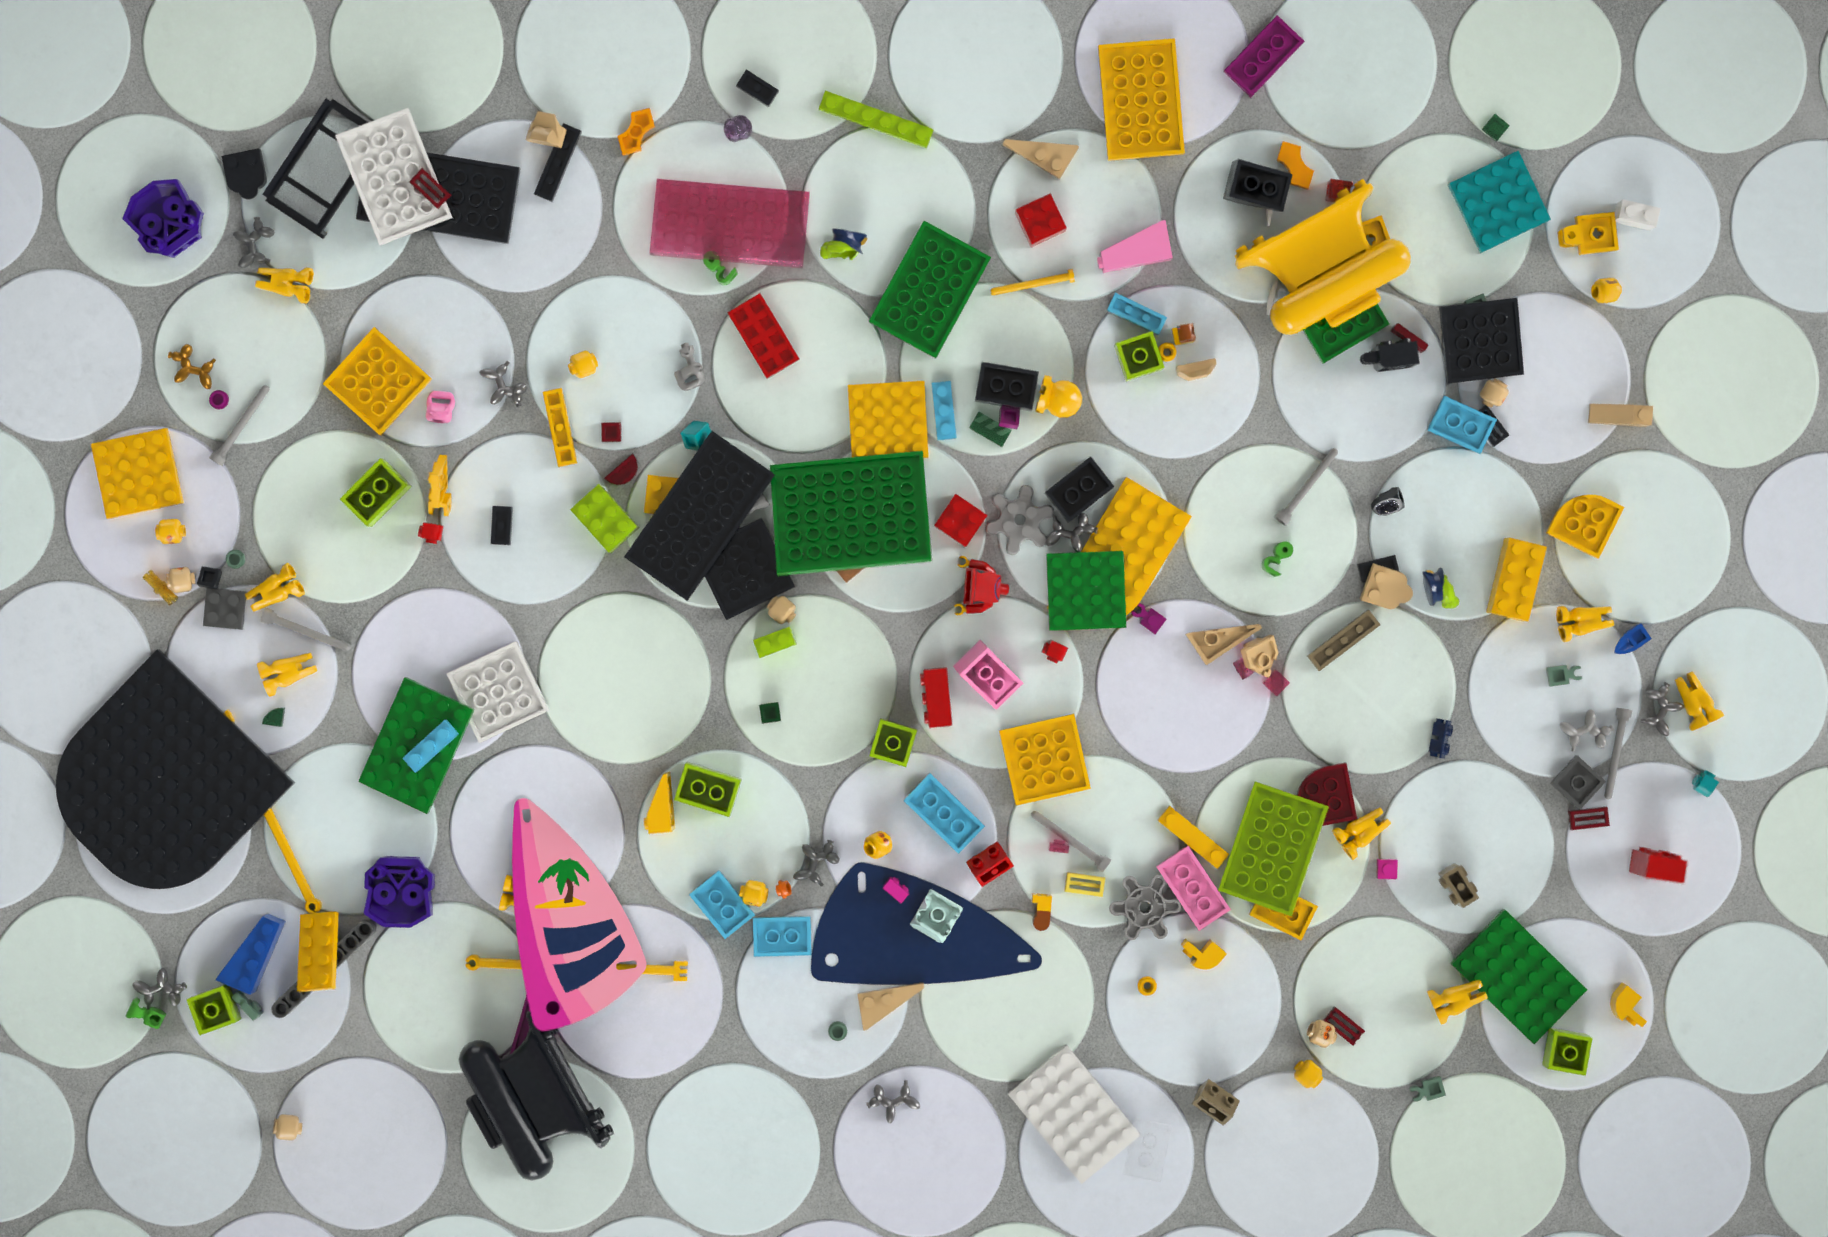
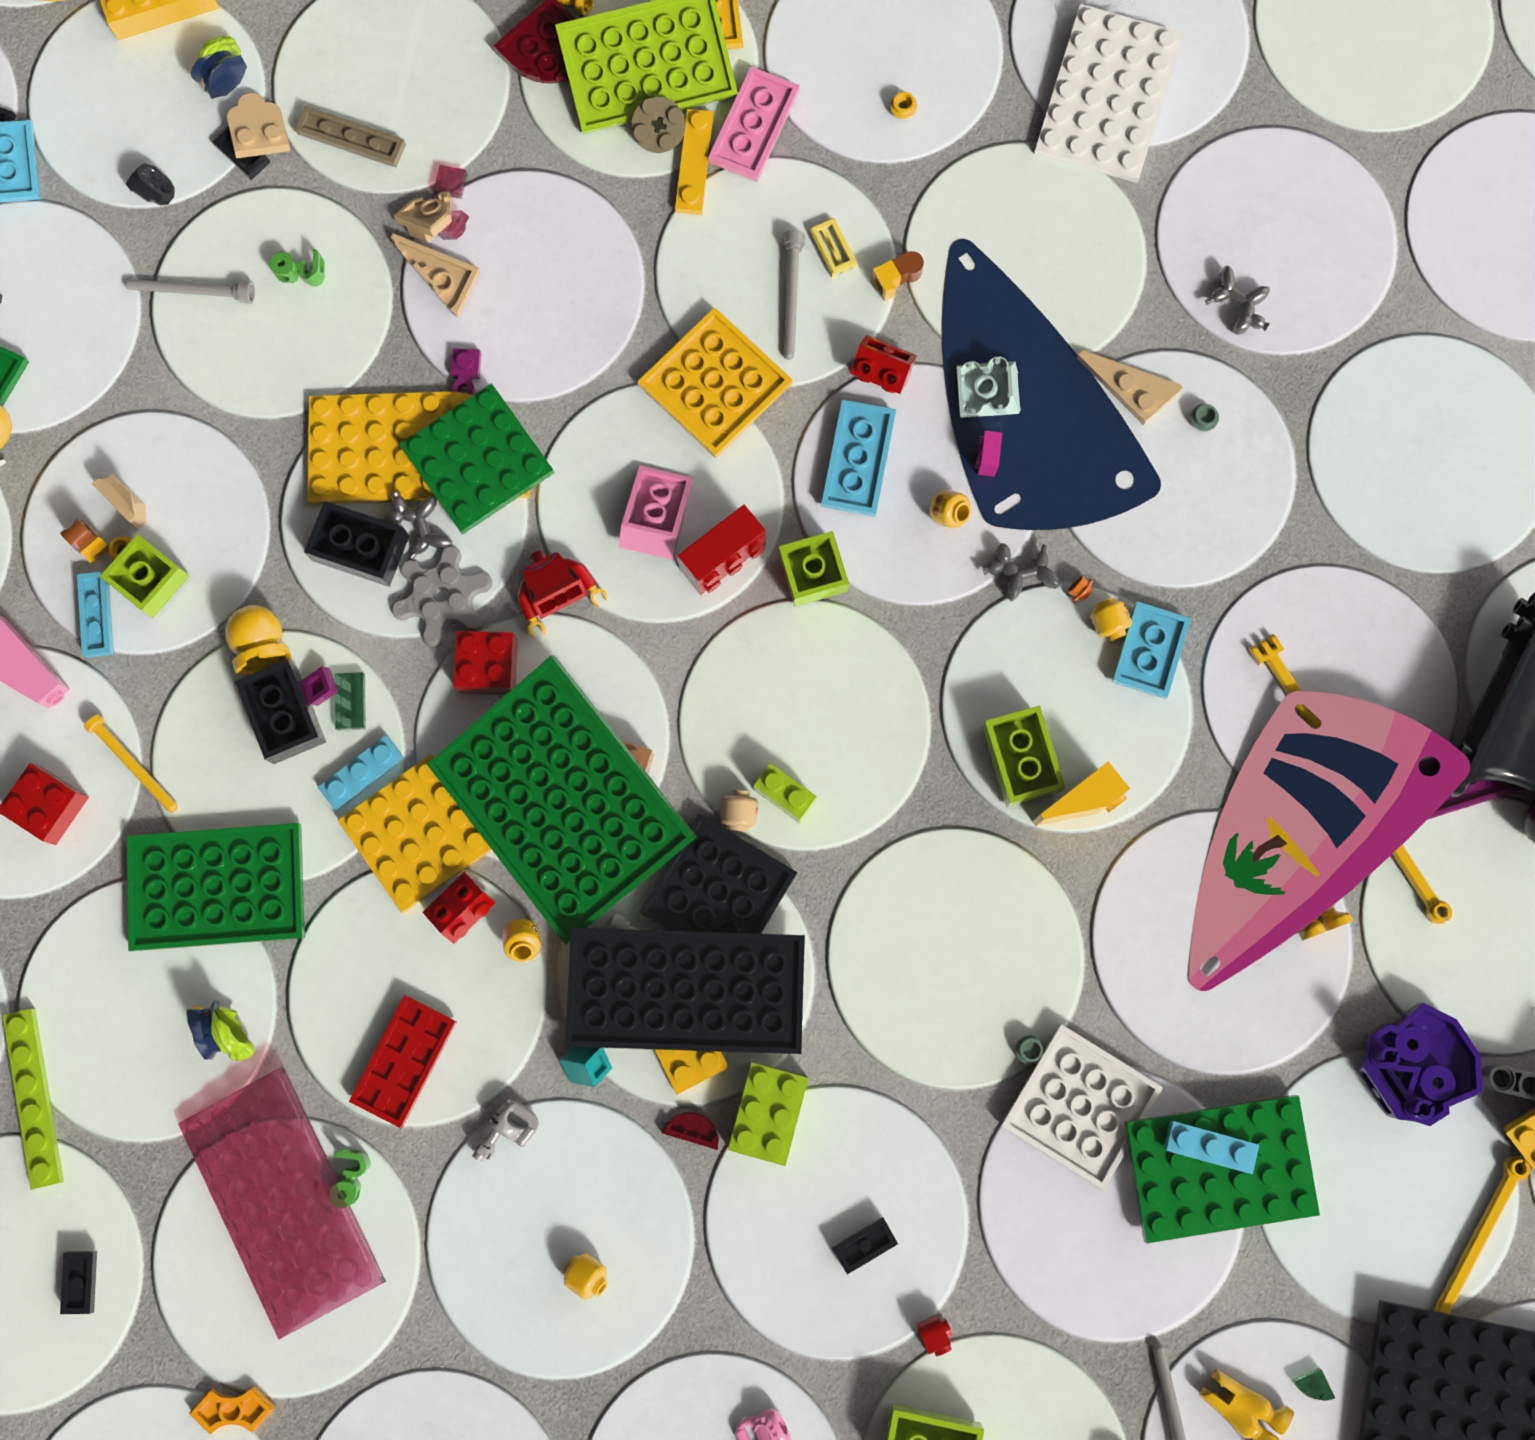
camera: 120 degrees left, 10 degrees down
(439, 483) = (879, 1360): yellow plate -> none
(502, 389) = (686, 1363): flat silver piece -> none
(546, 684) = (1030, 1049): none -> sand green plate
(560, 427) = (687, 1252): yellow plate -> none
(611, 432) = (651, 1179): dark red tile -> none
(737, 128) = (145, 1273): clear purple head -> none
(770, 712) = (876, 743): dark green plate -> none
(782, 936) = (1138, 553): medium azure plate -> none
(787, 442) = (521, 940): none -> yellow head
(828, 419) = (459, 907): none -> red brick
(1054, 651) = (575, 452): red plate -> none
(1058, 846) = (808, 301): clear pink plate -> none
(1158, 907) = (820, 146): light grey plate -> none
(1205, 958) = (823, 59): yellow brick -> none
(1227, 840) = (644, 131): none -> dark tan plate

